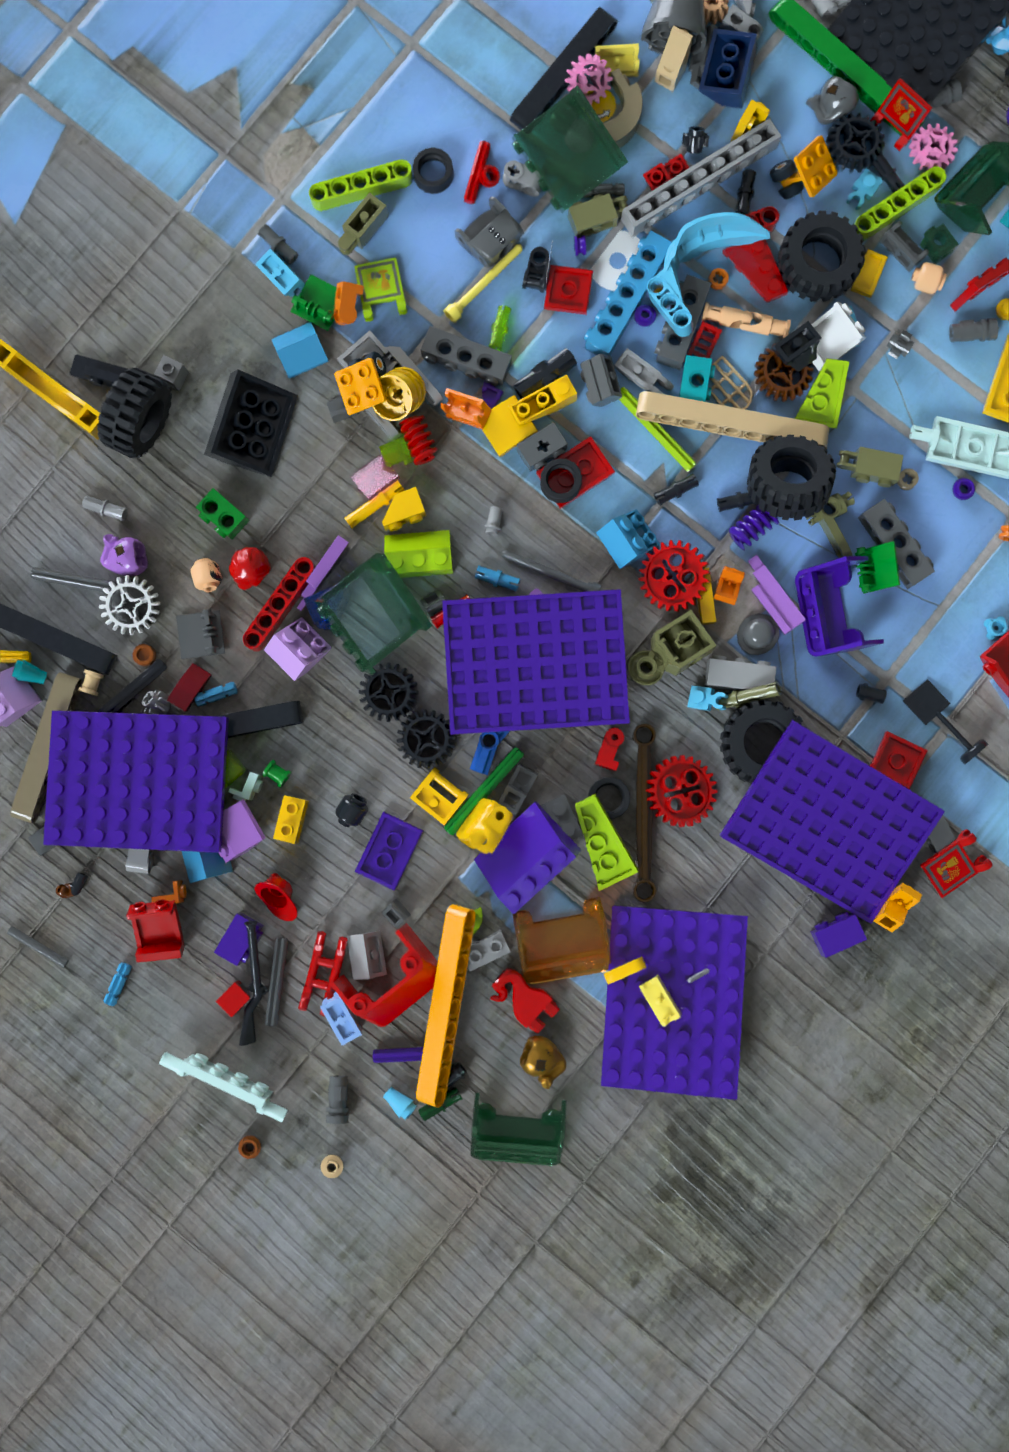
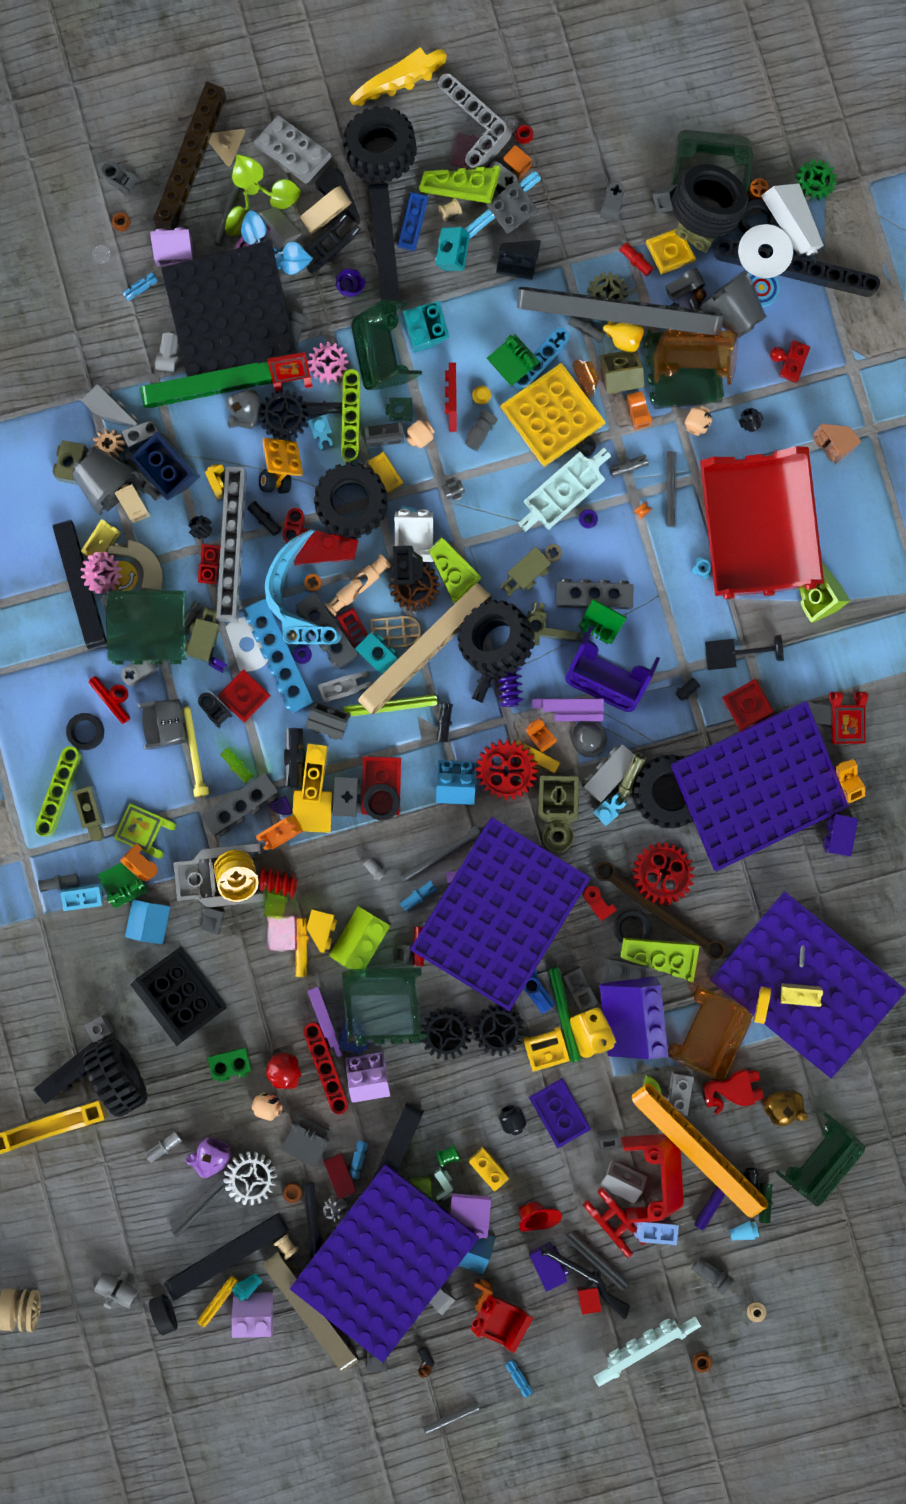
camera: 60 degrees left, 0 degrees up
(361, 383) = (209, 897): light orange plate -> none

